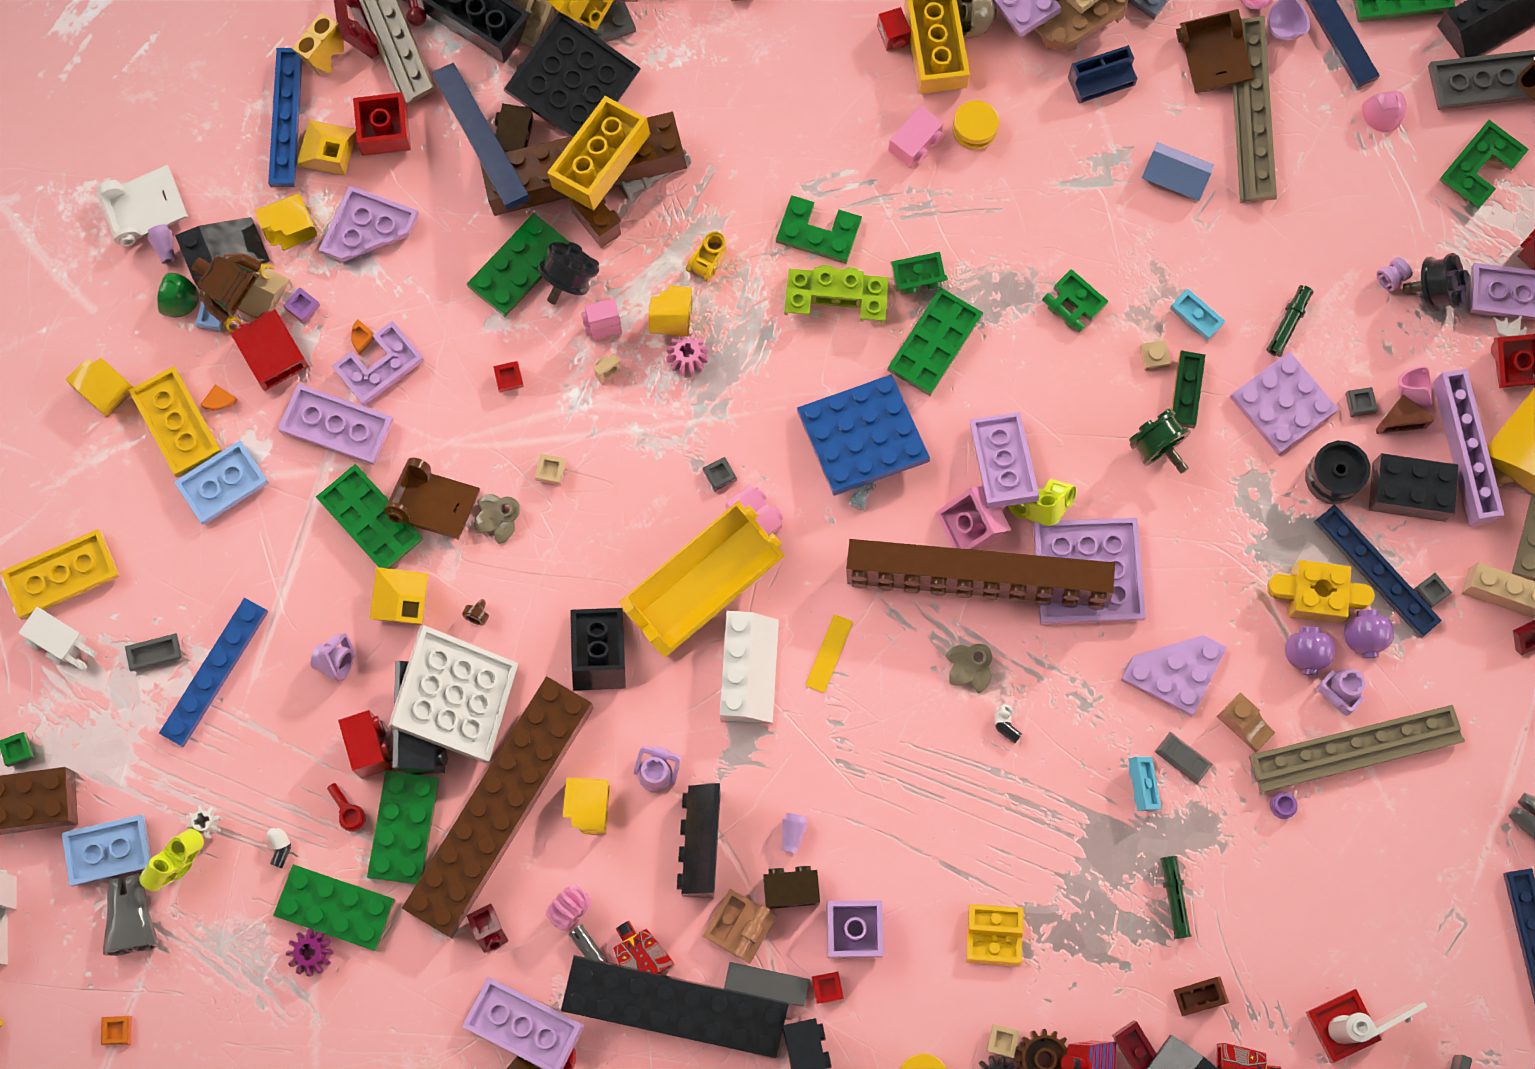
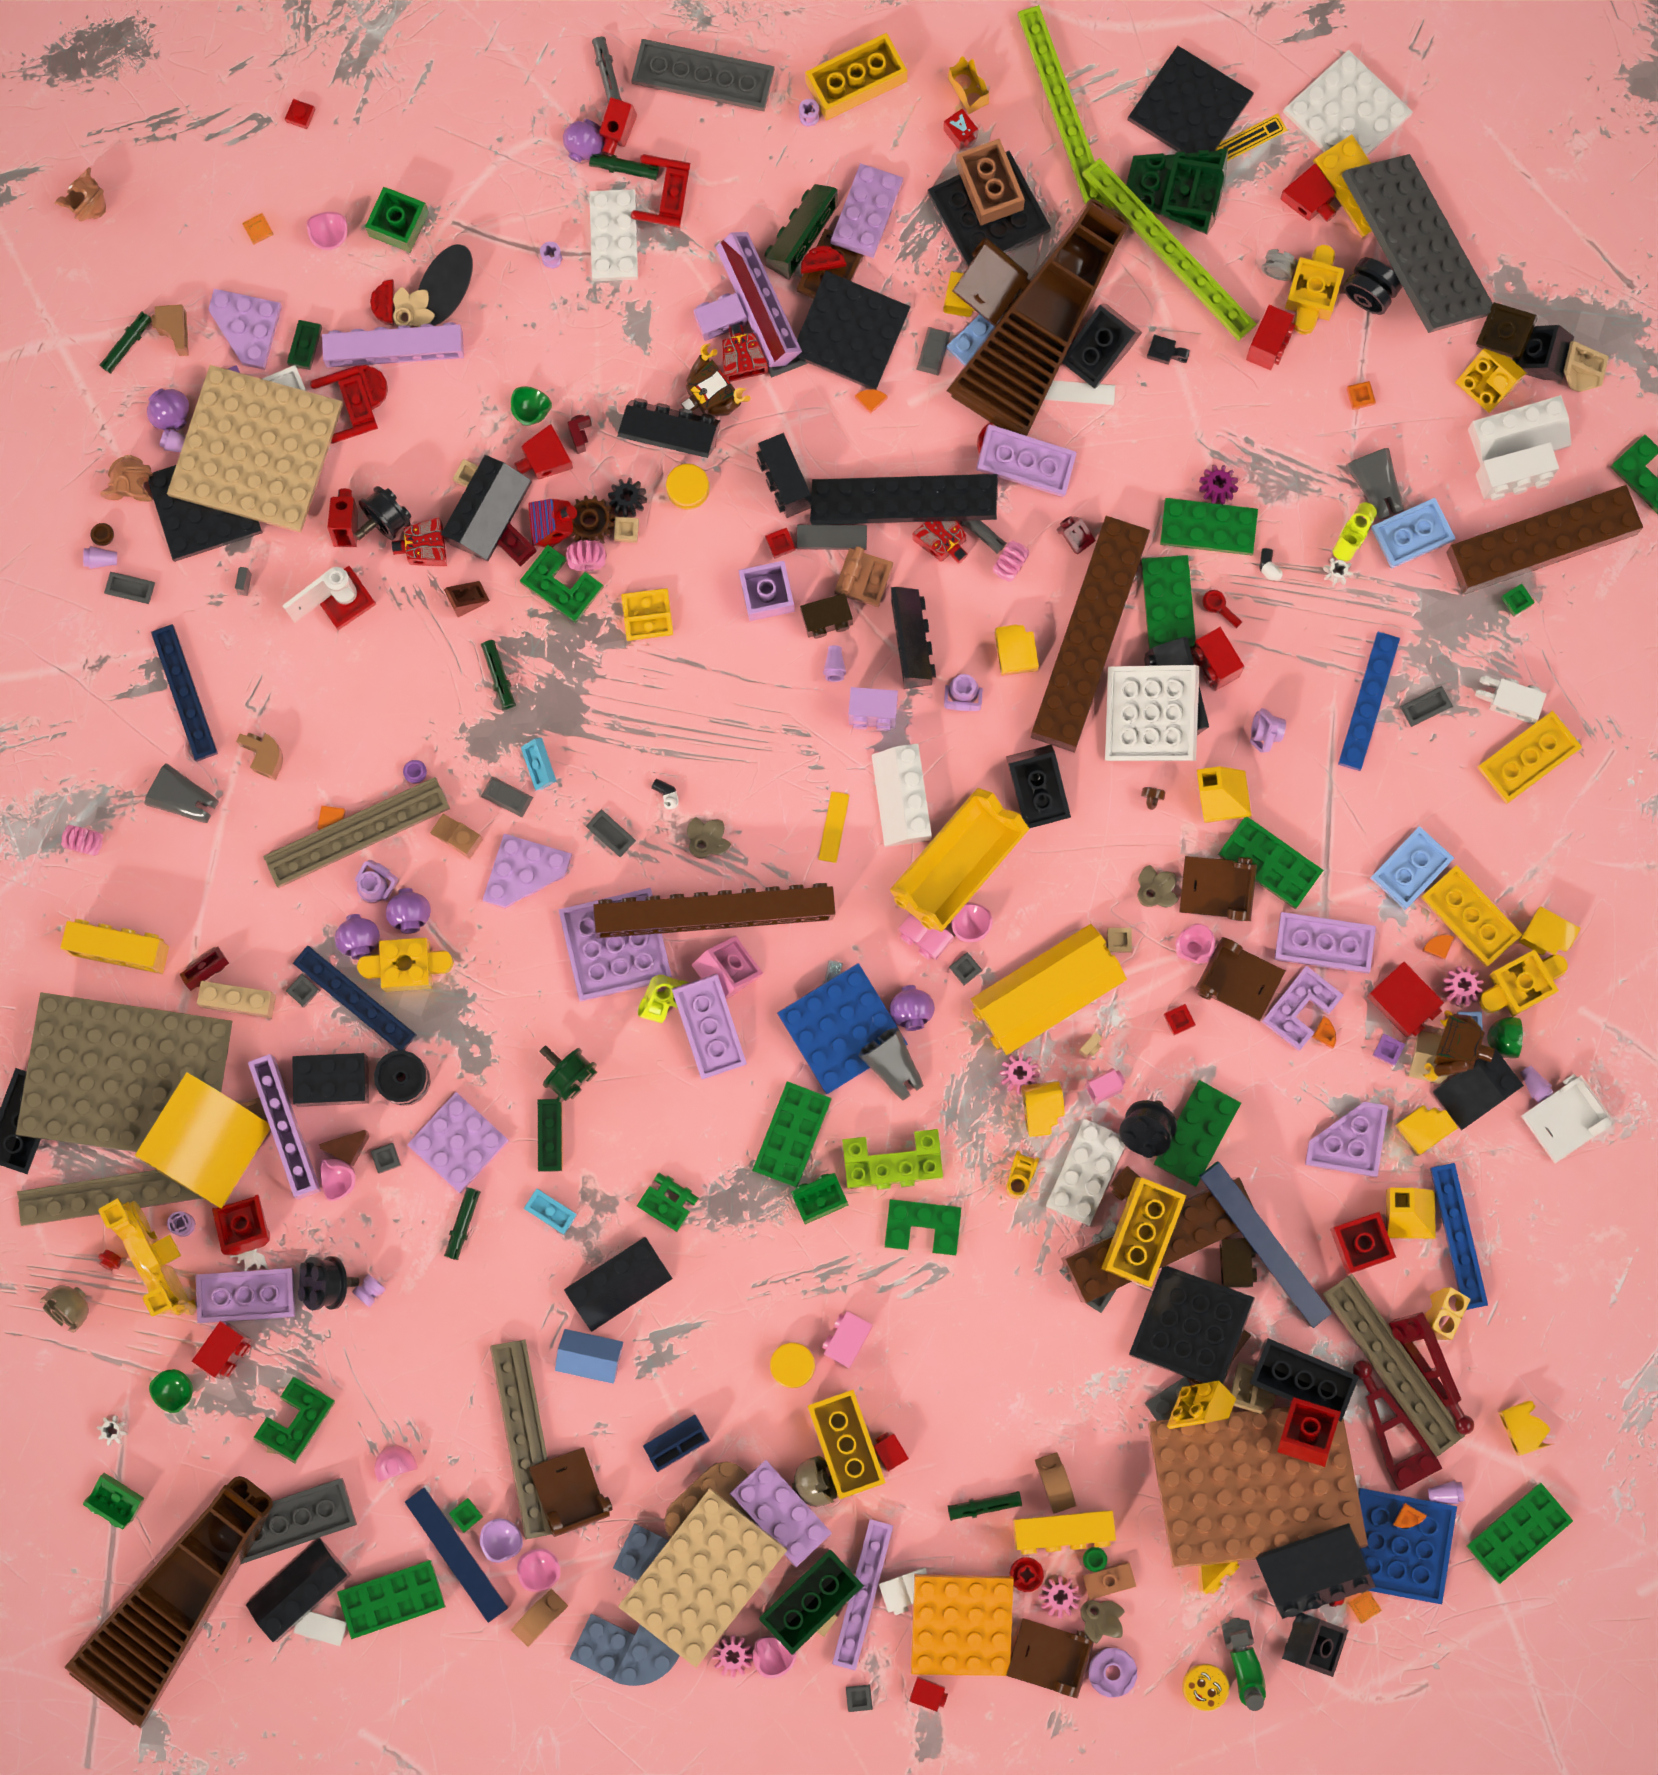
camera: 175 degrees right, 5 degrees up
(141, 328) = (1523, 983): none -> yellow brick
(212, 358) = (1459, 993): none -> bright pink gear
(434, 404) = (1237, 977): none -> reddish brown door
(471, 446) = (1196, 944): none -> bright pink hair
(638, 430) = (1048, 989): none -> yellow panel
(641, 249) = (1086, 1172): none -> white plate
(699, 513) = (972, 923): none -> bright pink helmet
(761, 765) = (872, 708): none -> lavender brick
(785, 441) = (911, 1008): none -> medium lavender plant
(817, 386) = (892, 1062): none -> dark grey piece
(1056, 1015) = (586, 555): none -> bright pink gear
(1075, 692) = (610, 833): none -> dark grey tile
(1111, 997) = (568, 601): none -> green plate
(1139, 234) = (618, 1284): none -> black slope
(1155, 355) = (584, 1165): tan plate -> none
(1319, 52) = (466, 1515): none -> green plate
(1383, 773) = (329, 816): none -> orange tile
(1448, 855) = (268, 754): none -> medium nougat brick

